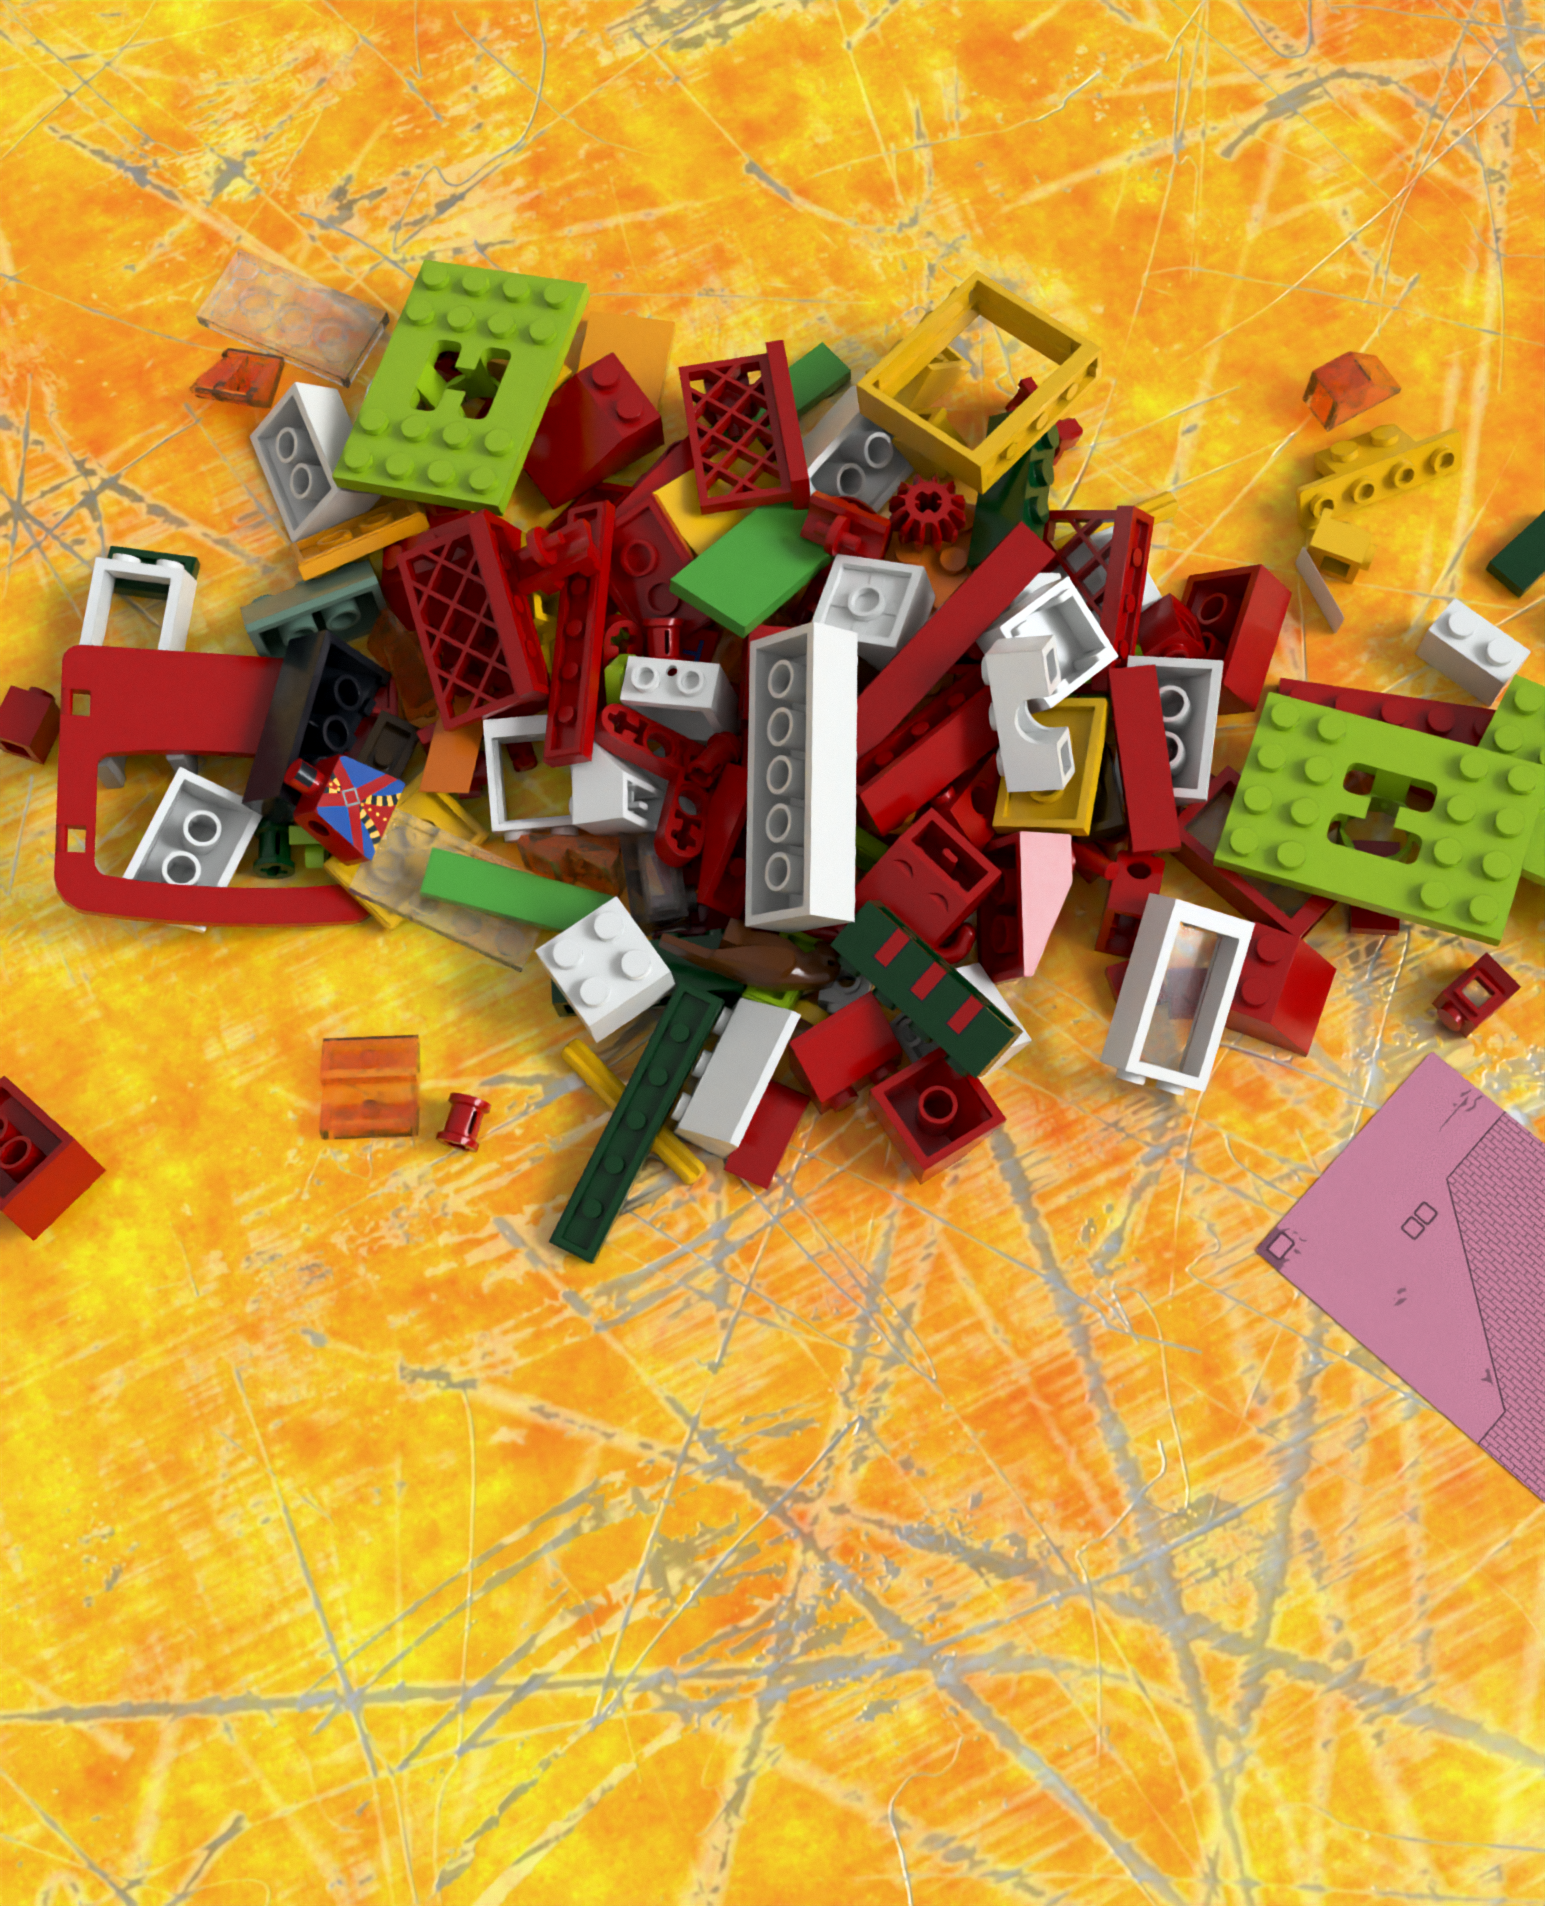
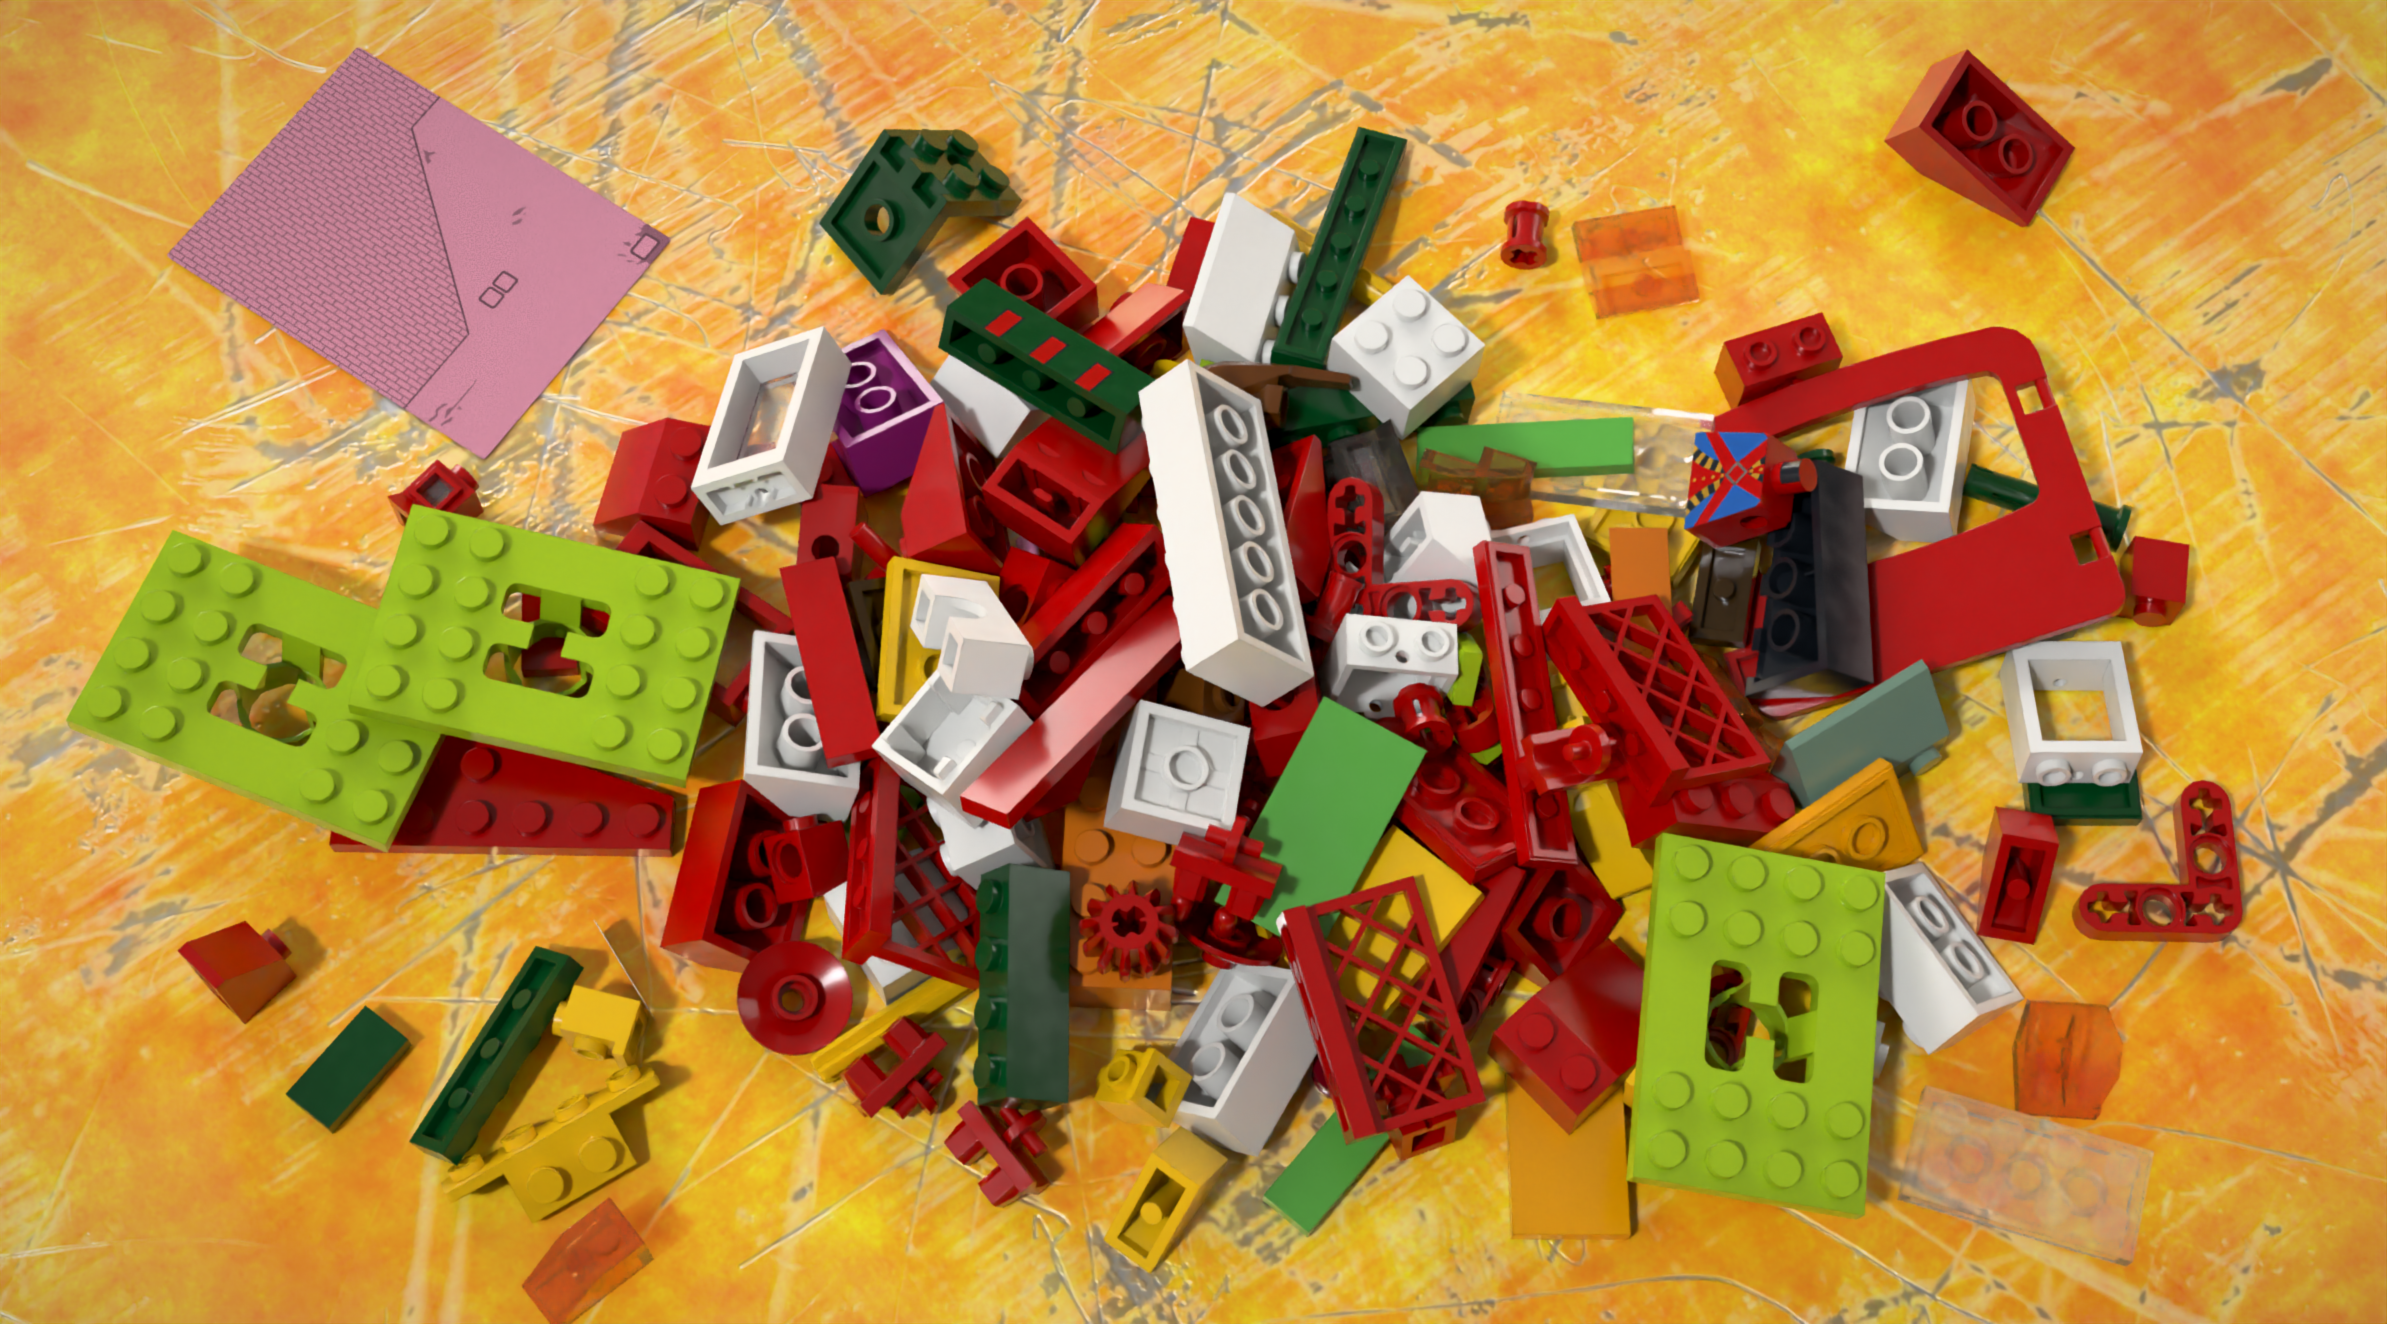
camera: 165 degrees right, 5 degrees down
(42, 779) = (2016, 493): none -> dark green pin
(92, 490) = (2195, 886): none -> red beam
(222, 515) = (2016, 874): none -> red slope
(274, 956) = (1776, 359): none -> red brick
(1028, 1220) = (920, 183): none -> dark green bracket
(1068, 1019) = (881, 414): none -> magenta slope
(1078, 372) = (1187, 1142): yellow window -> none
(1113, 478) = (914, 1051): none -> red hips
(1190, 532) = (809, 973): none -> red dish
(1419, 539) = (496, 1055): none -> dark green plate
(1472, 652) = (432, 904): white brick -> none

